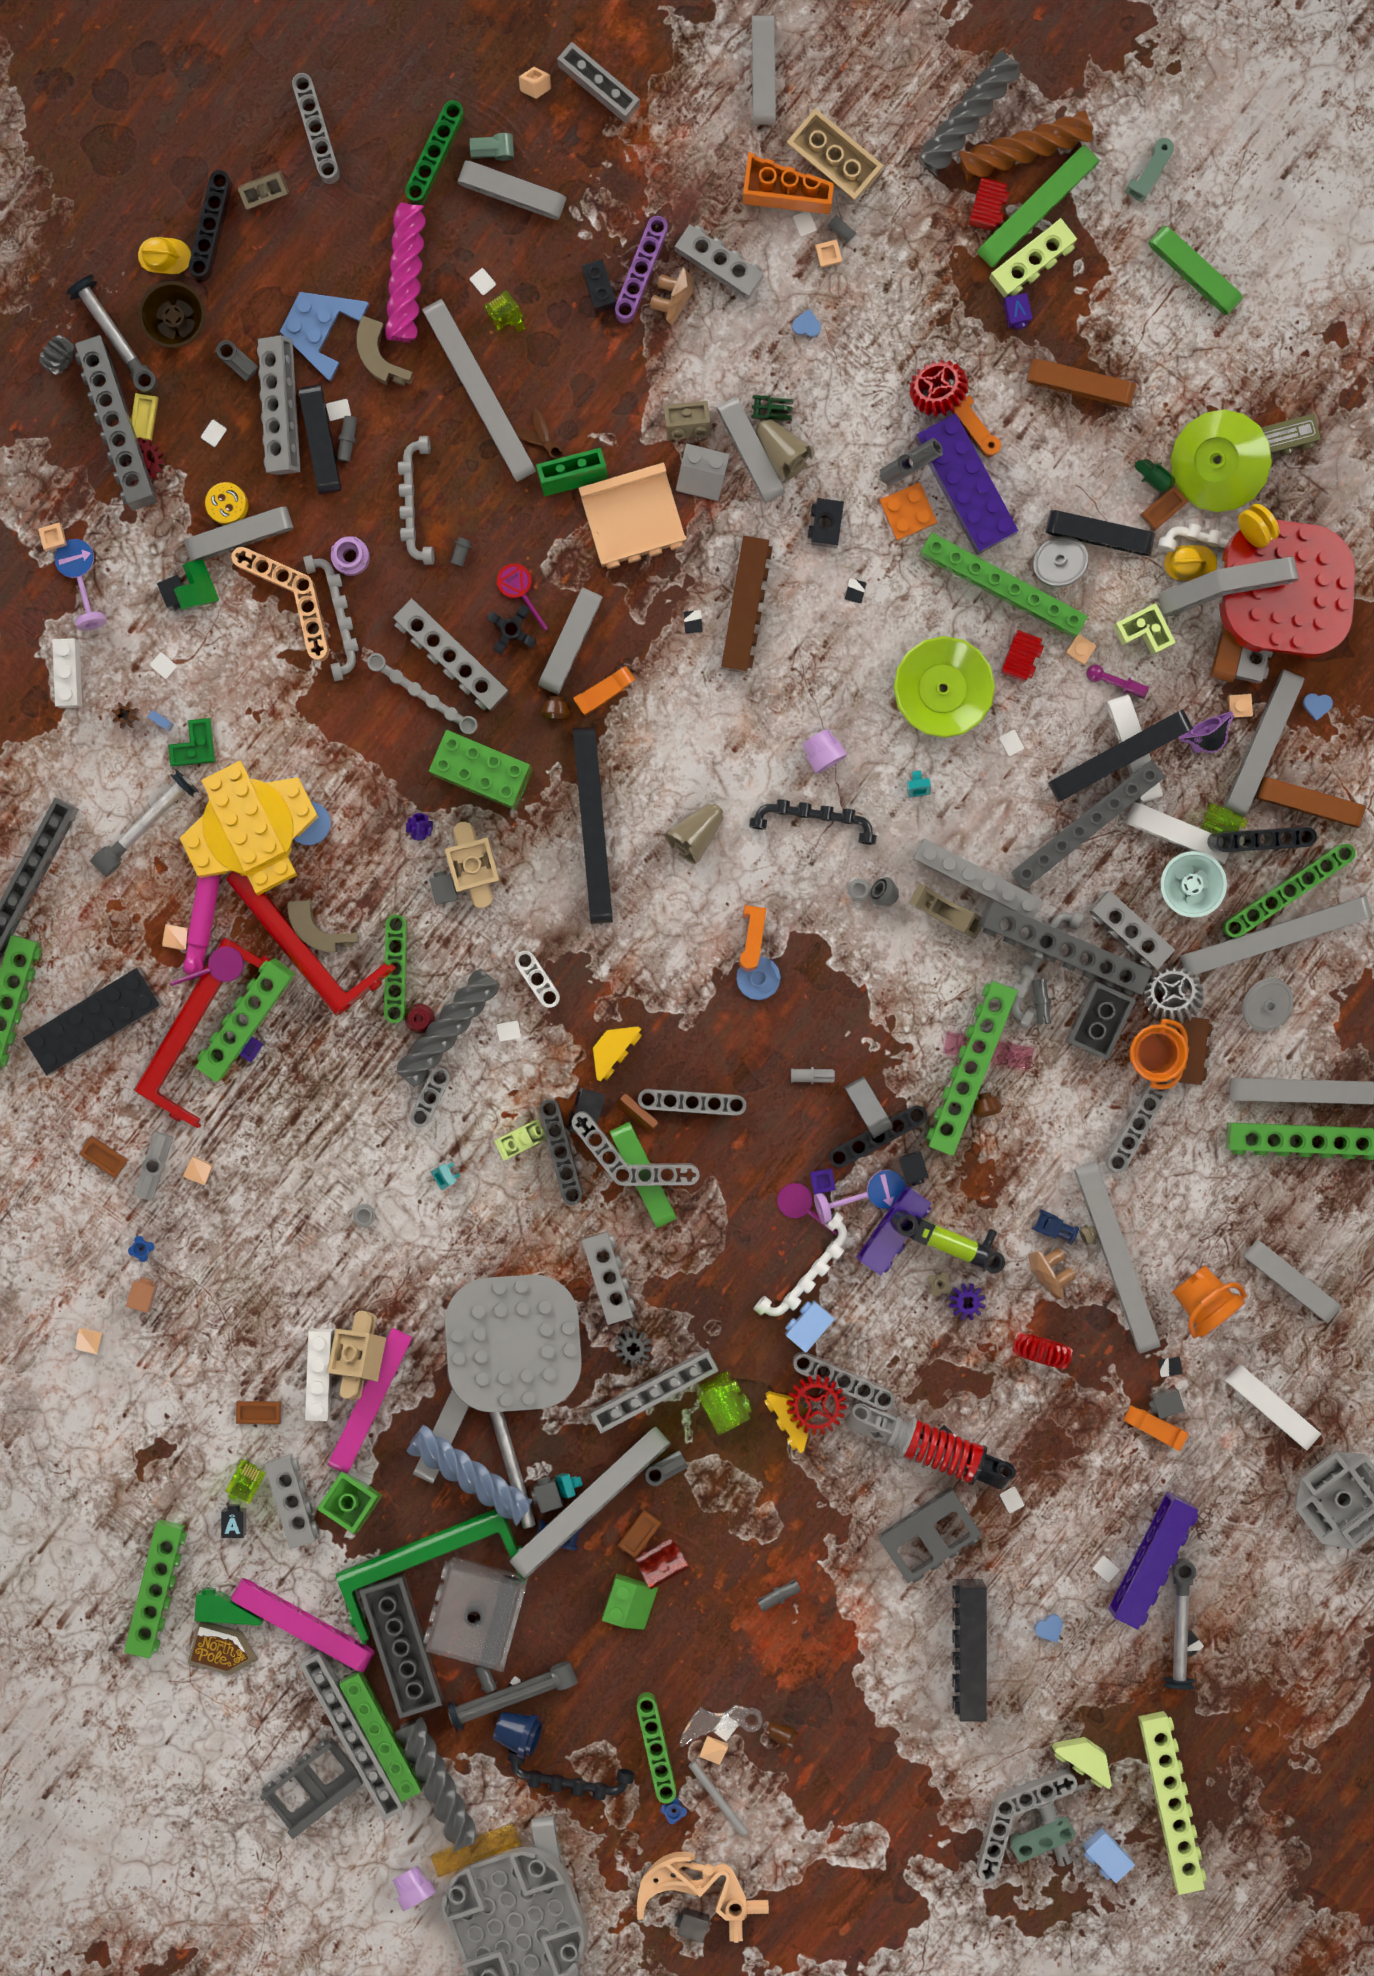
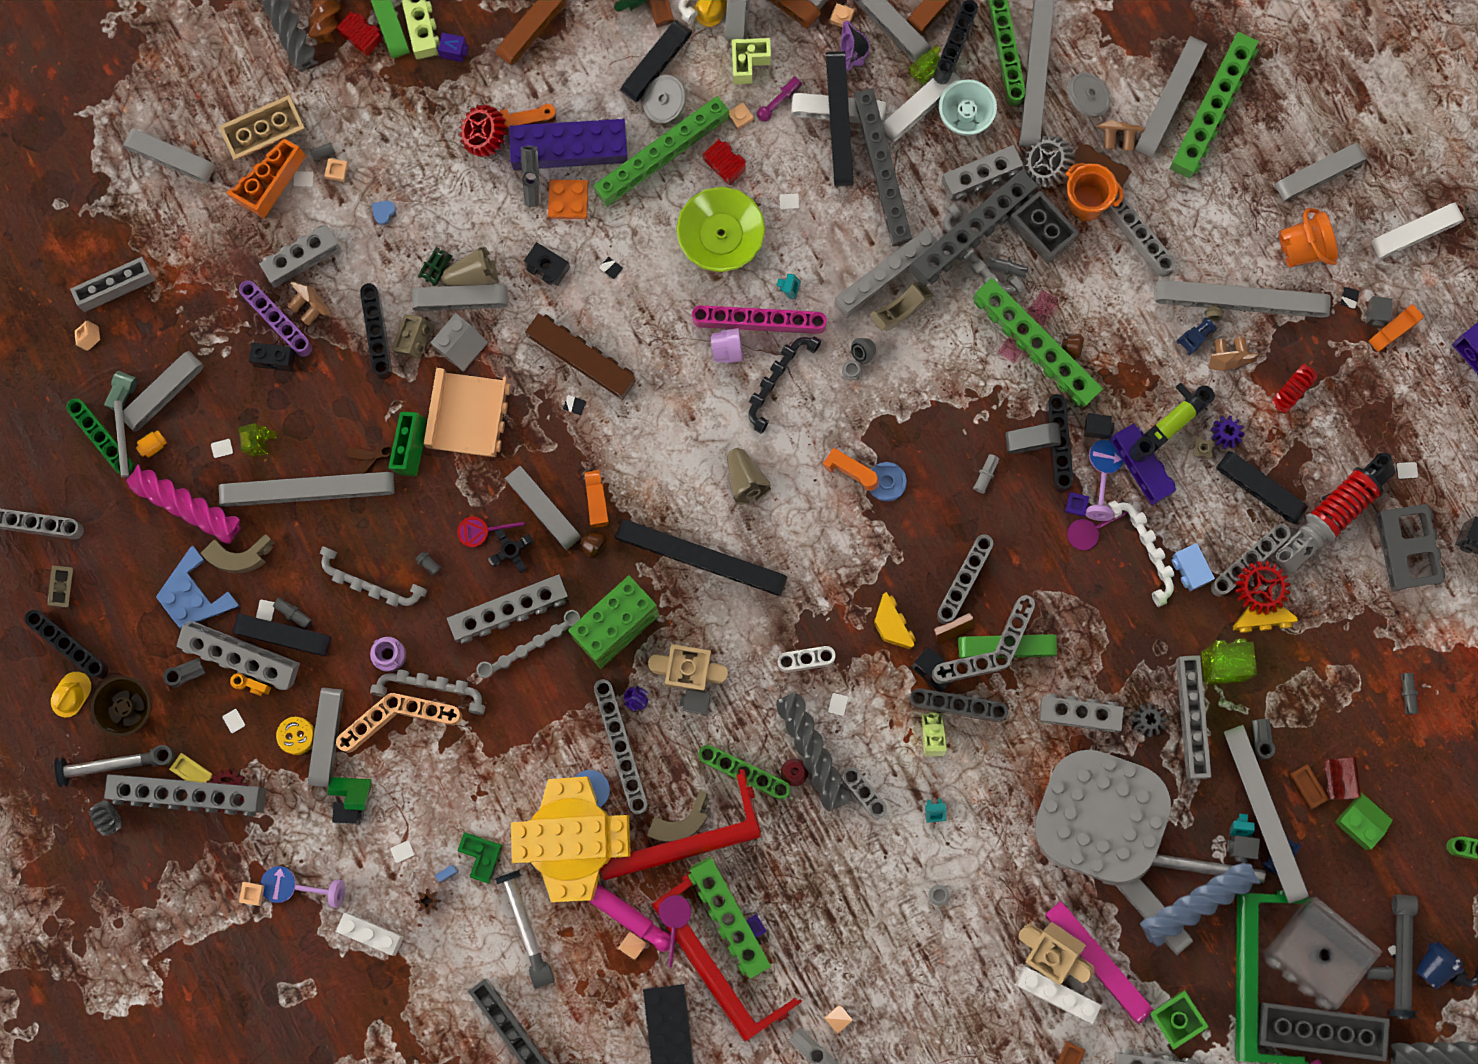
camera: 60 degrees left, 10 degrees down
(255, 440) = (256, 687): none -> light orange plate
(353, 837) = (615, 738): none -> light grey beam
(442, 174) = (121, 438): none -> light grey bar
(452, 207) = (151, 444): none -> light orange brick
(681, 371) = (371, 323): none -> black beam
(868, 759) = (767, 325): none -> dark pink beam
(925, 1360) = (1262, 487): none -> black beam
(1241, 1043) = (1111, 127): none -> medium nougat connector

